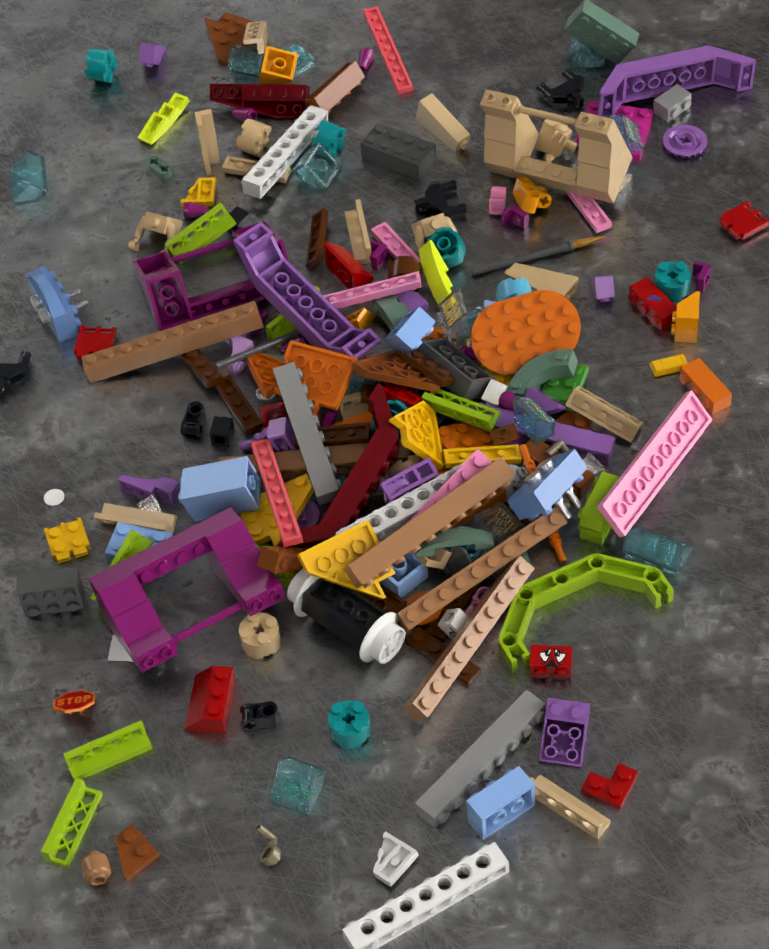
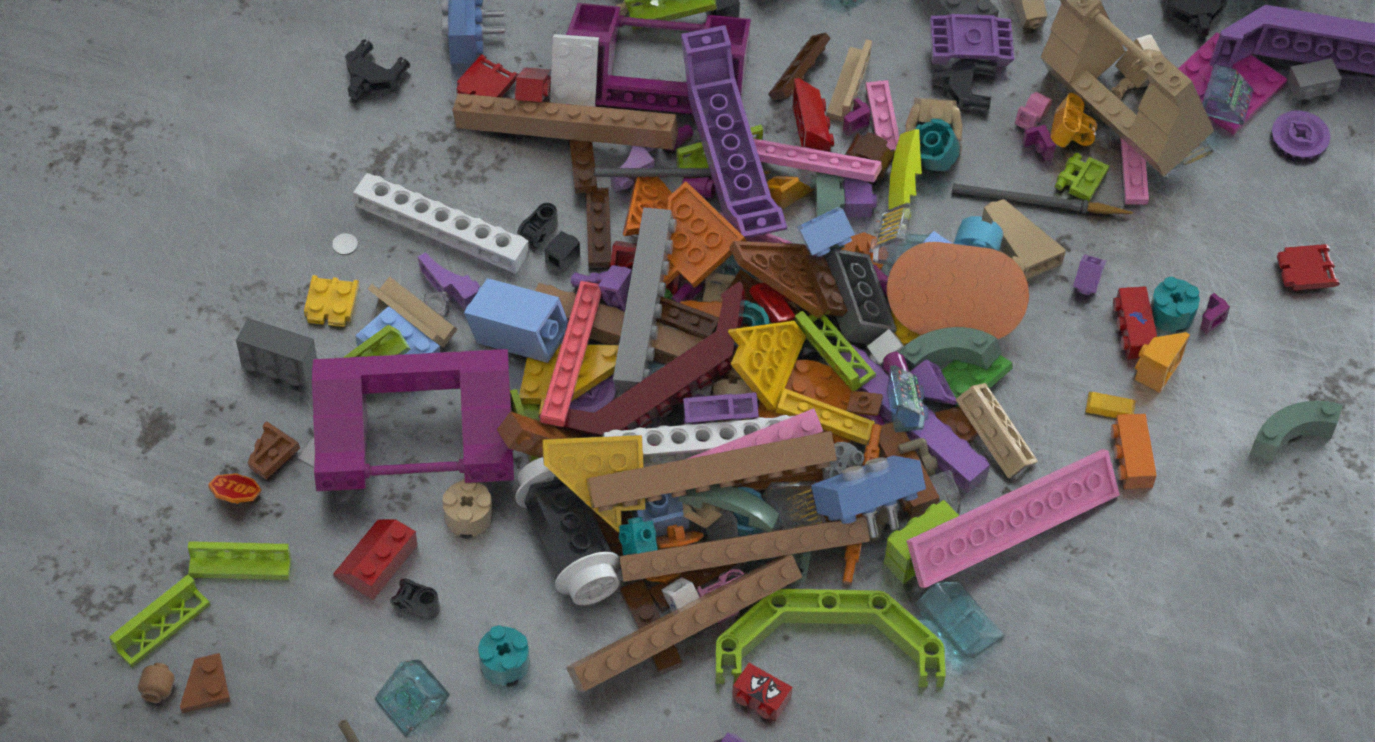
camera: 20 degrees right, 5 degrees up
(86, 663) = (271, 451): none -> dark orange wing
(119, 450) = (455, 230): none -> white brick
(135, 327) = (533, 84): none -> red brick
(161, 301) = (574, 70): none -> white plate
(401, 594) = (637, 536): none -> teal brick
(426, 169) = (971, 38): none -> medium lavender plate
(426, 584) = (677, 537): none -> orange piece
(562, 227) = (1087, 181): none -> lime plate

